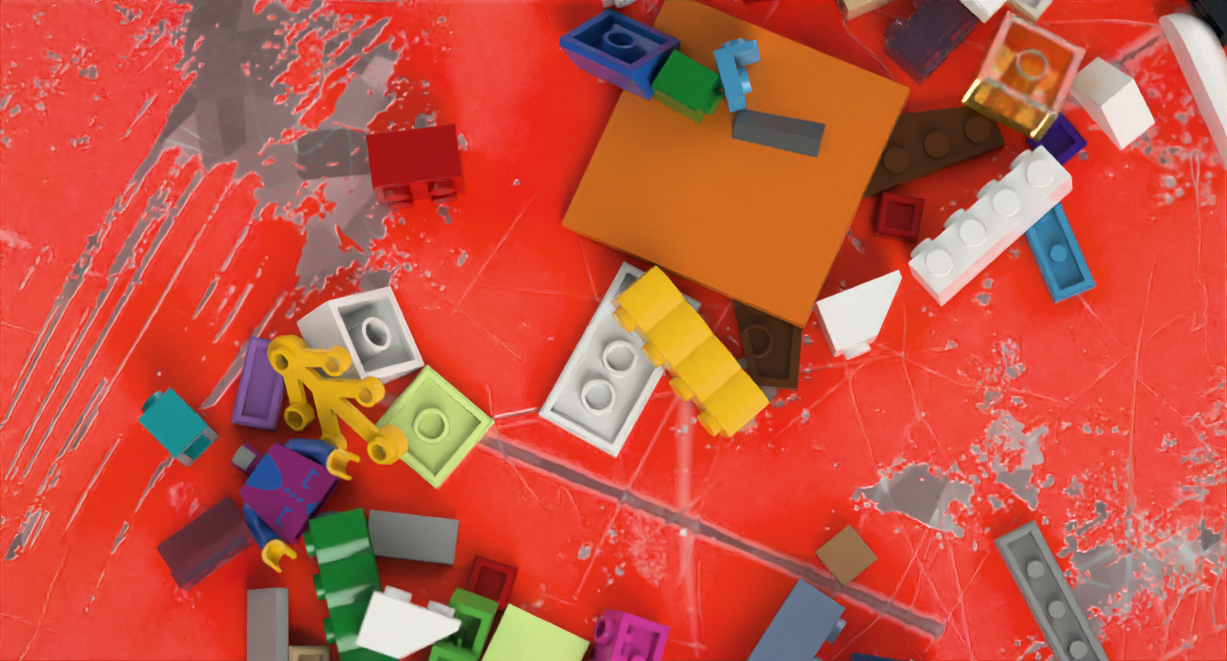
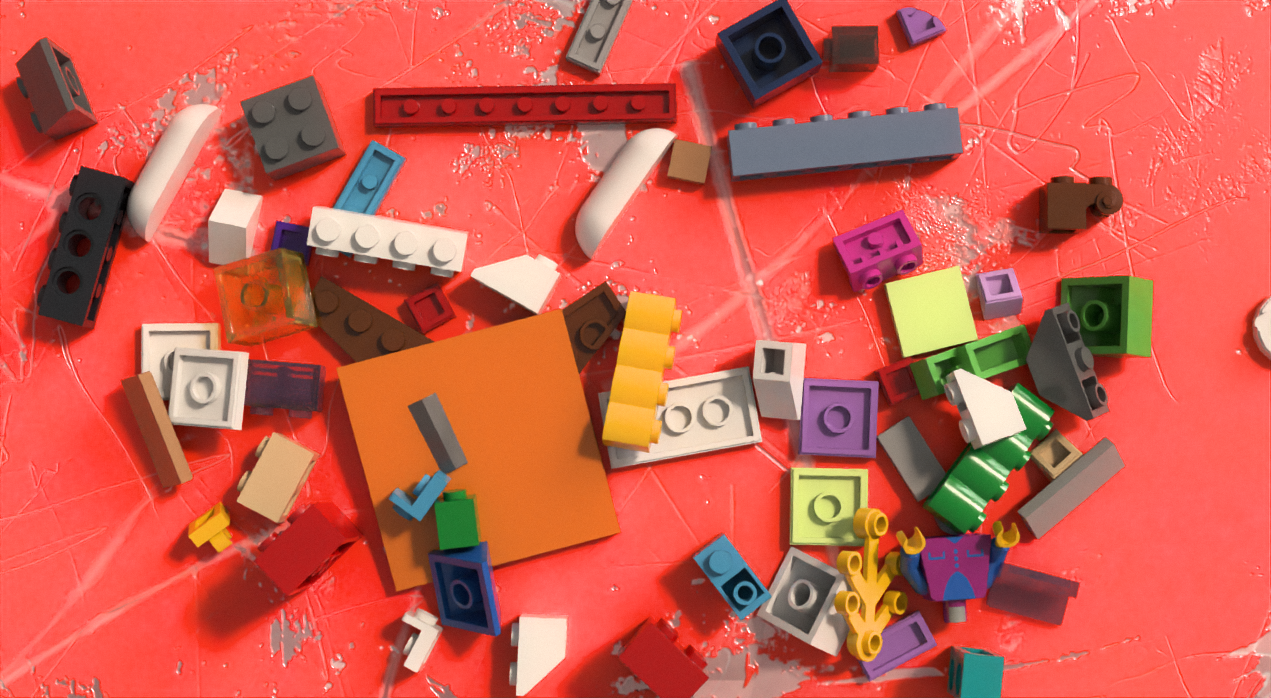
camera: 130 degrees left, 5 degrees up
(443, 287) = (731, 576): none -> dark azure slope
(503, 500) = (838, 418): none -> medium lavender tile
(518, 73) = (540, 648): none -> white slope
(584, 474) = (779, 378): none -> white slope
(873, 474) = (620, 187): none -> white brick
(1017, 449) = (524, 105): none -> red tile
(1161, 221) = (293, 128): none -> dark grey brick

